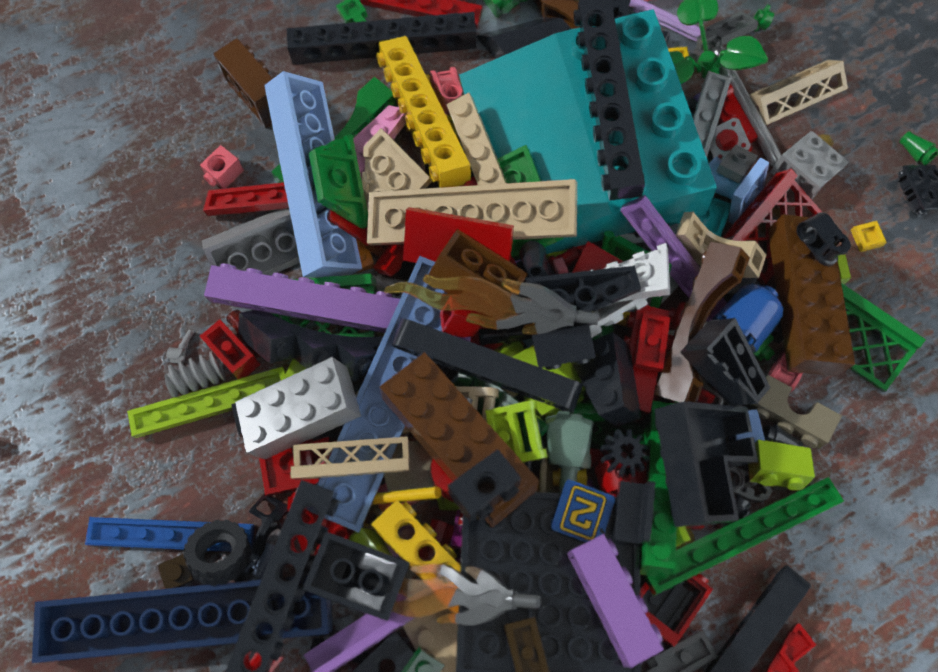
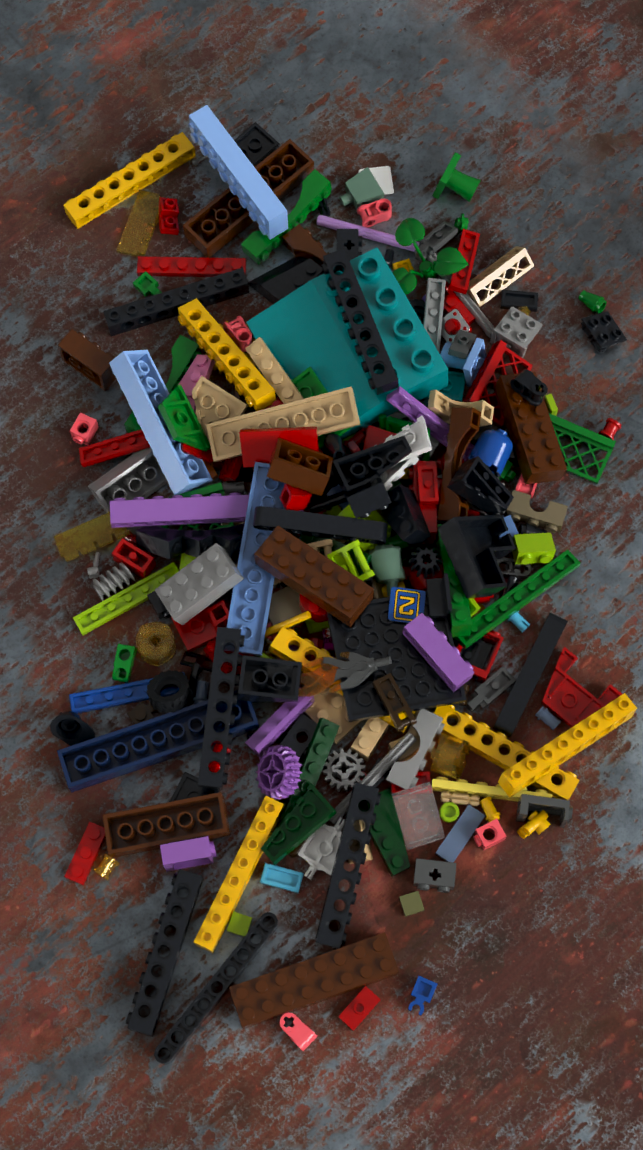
camera: 15 degrees left, 0 degrees up
(73, 569) = (70, 728): none -> black piece
(175, 306) = (85, 536): none -> clear yellow windscreen
(175, 491) = (124, 662): none -> green leg
(219, 460) = (166, 645): none -> clear yellow brick
(350, 468) = (249, 612): tan fence -> none
(493, 470) = (342, 586): black brick -> none
(542, 309) = (349, 478): piece -> none
(740, 568) = (519, 621): none -> medium azure pin
(752, 79) = (467, 247): none -> red plate
(820, 124) = (519, 299): none -> black tile
(868, 236) = (568, 375): yellow tile -> none
(918, 318) = (610, 428): none -> red bush

